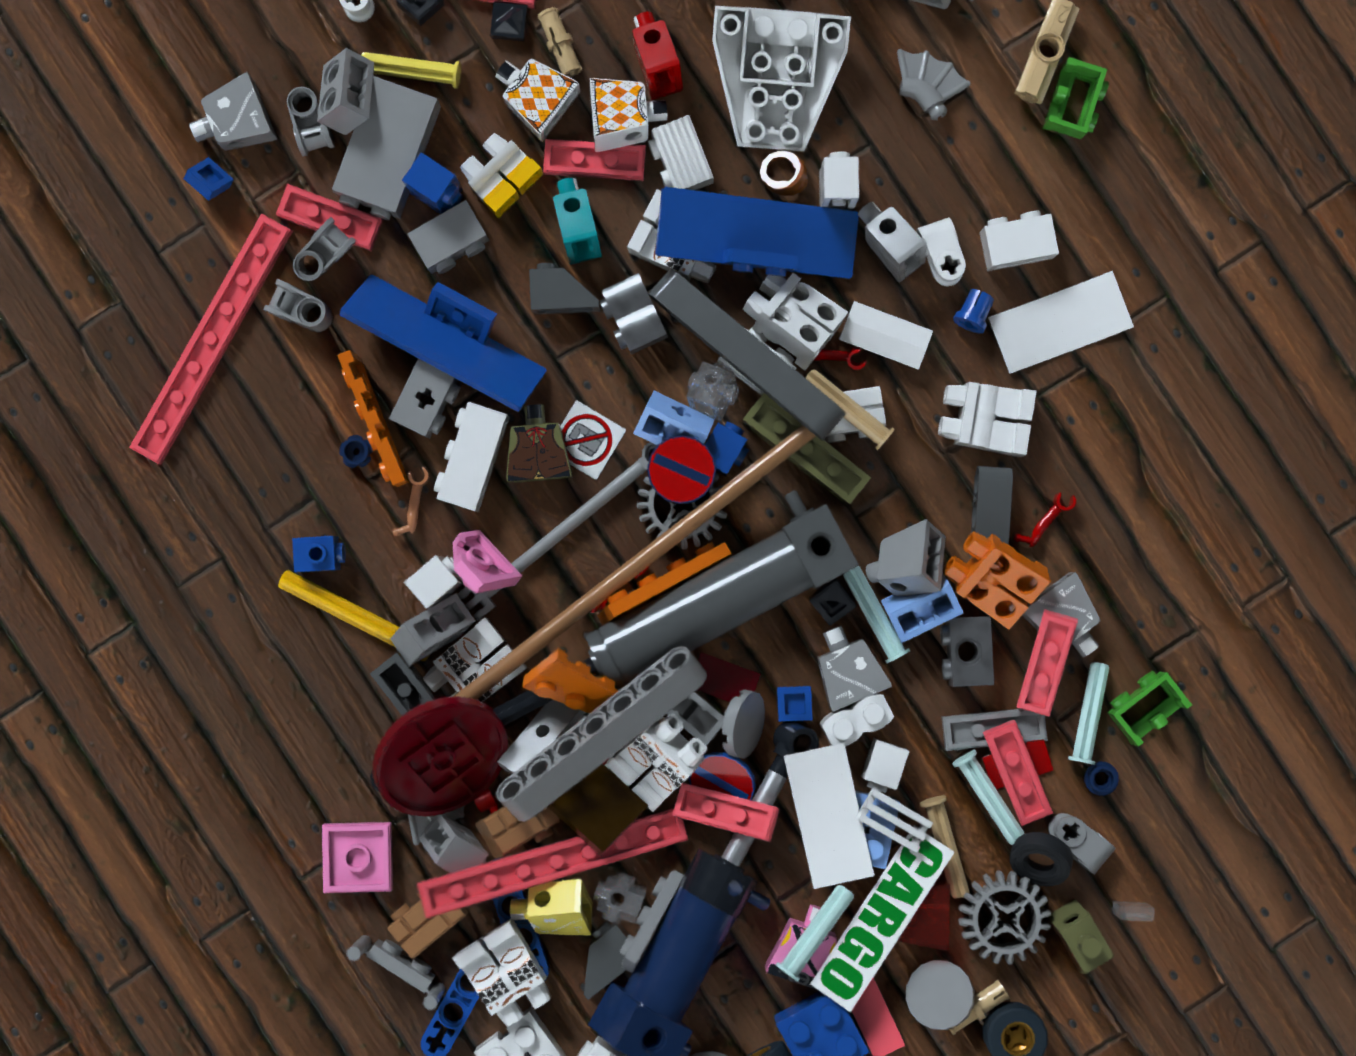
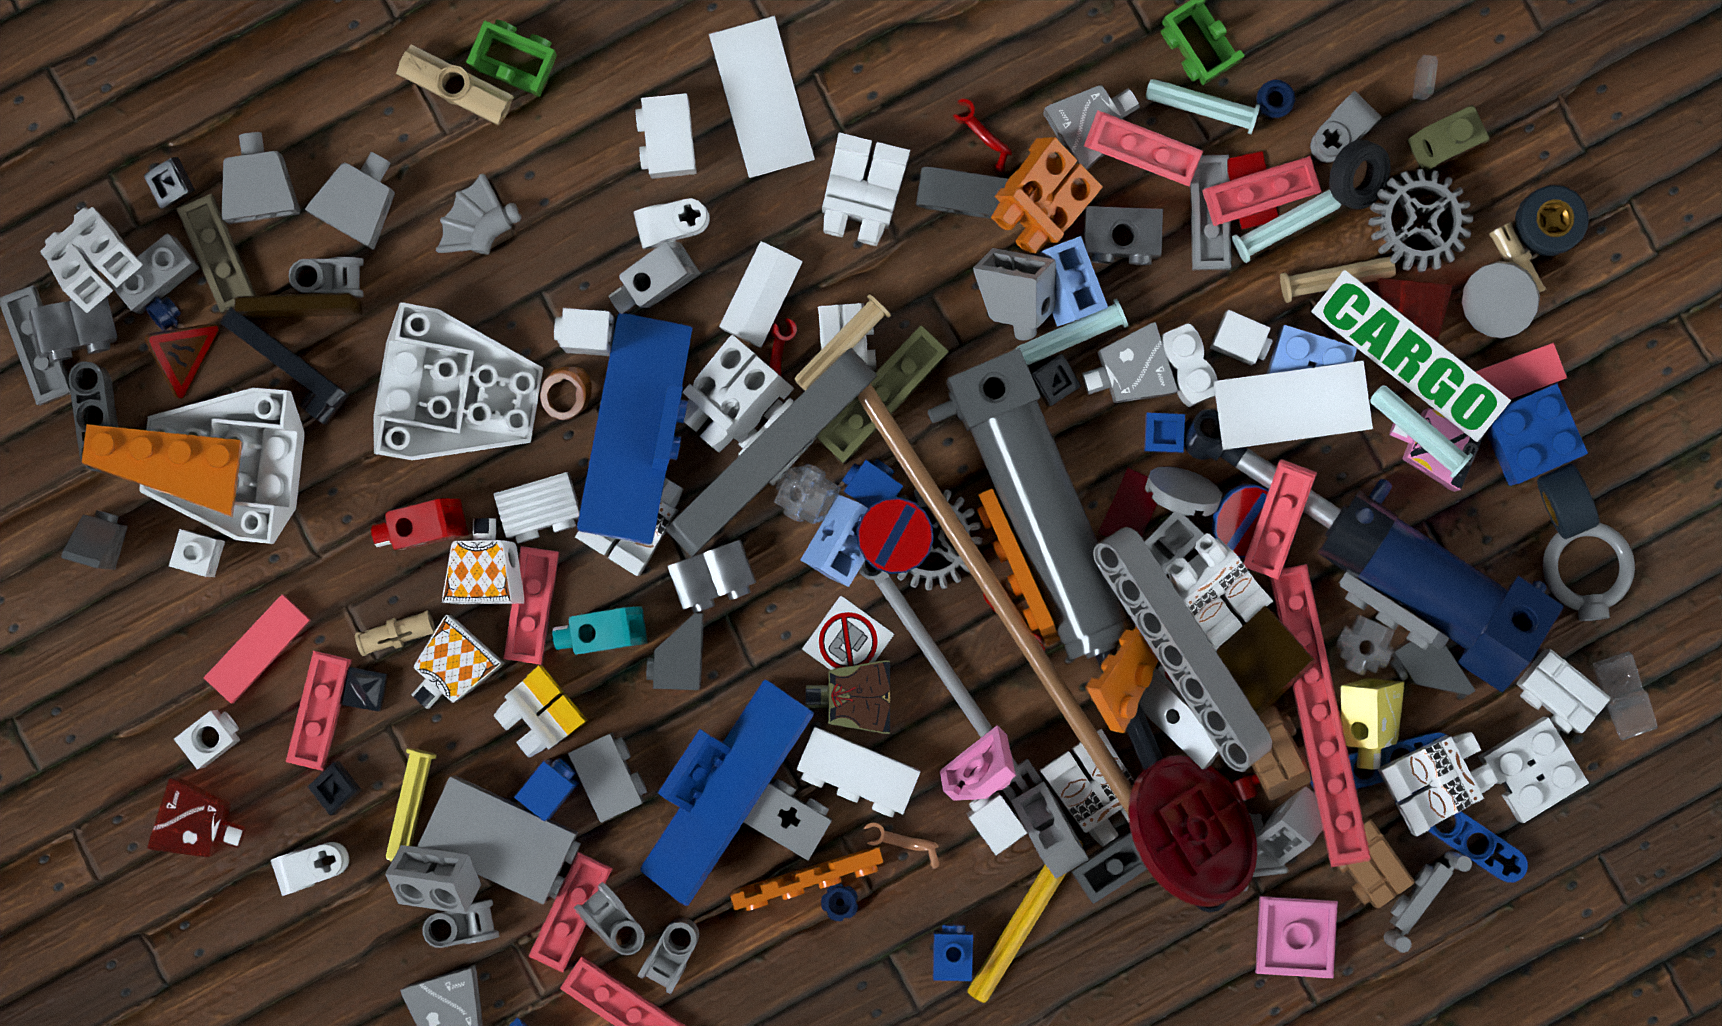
camera: 85 degrees left, 0 degrees up
(918, 834) = (1321, 307): white tile -> none
(974, 311) = (742, 192): blue bush -> none

